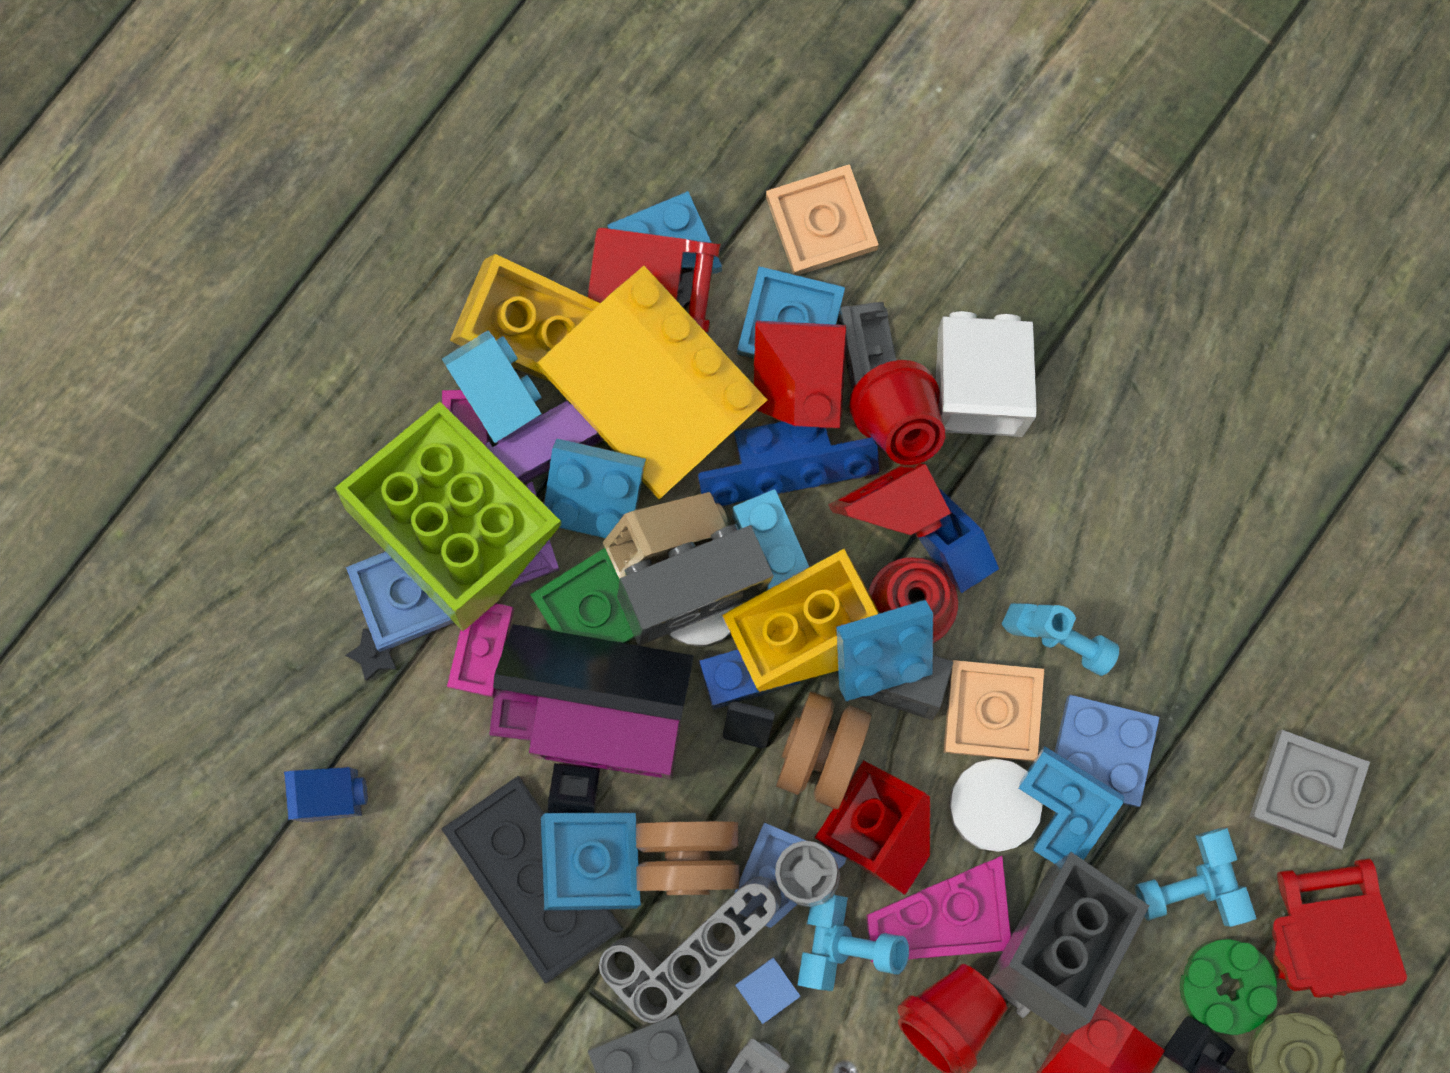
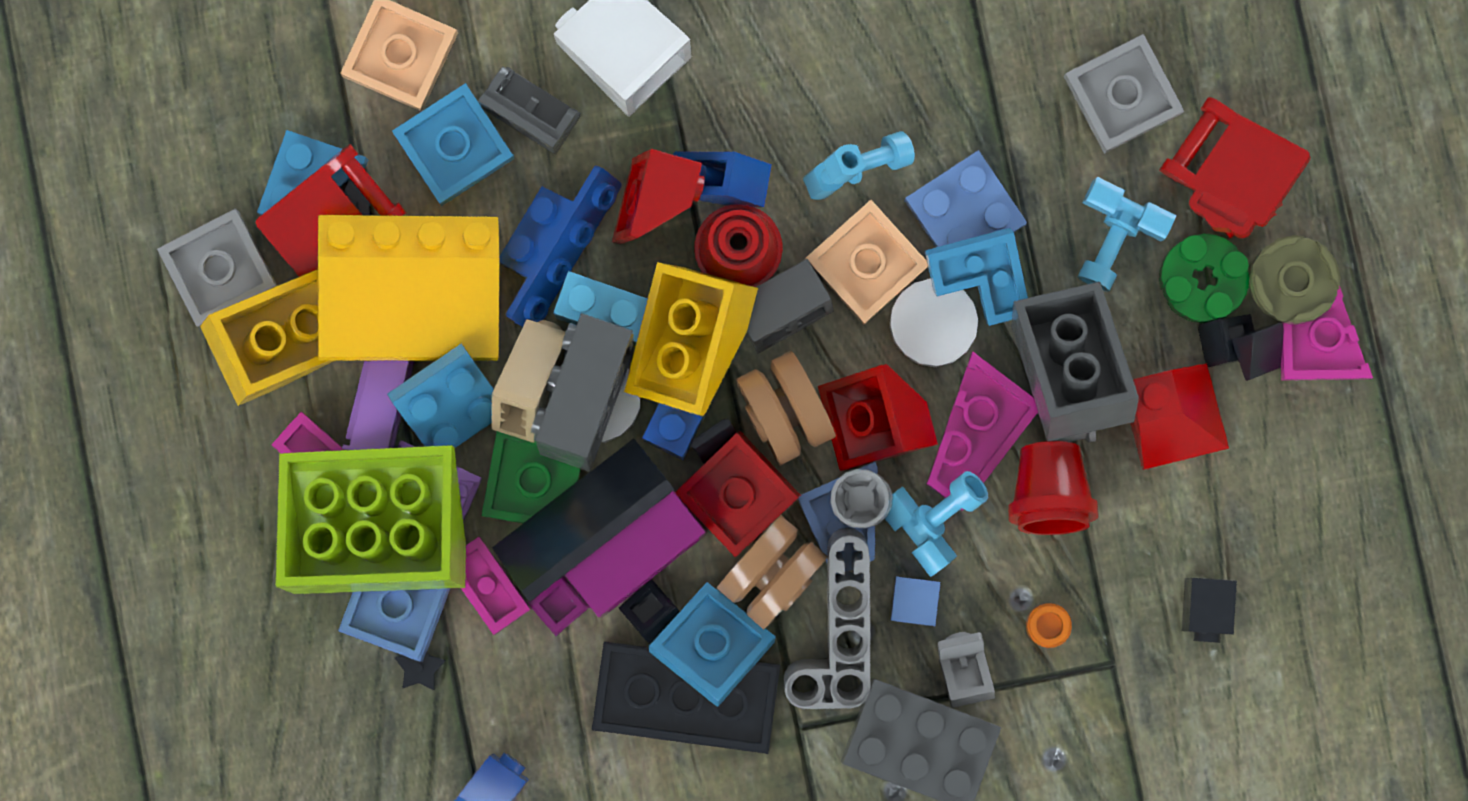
camera: 45 degrees left, 5 degrees up
(492, 385) = (305, 405): medium azure brick -> none
(540, 230) = (216, 266): none -> light grey plate
(724, 774) = (737, 494): none -> red plate
(801, 372) = (499, 173): red slope -> none
(885, 650) = (757, 300): dark azure plate -> none
(900, 411) = (595, 129): red piece -> none

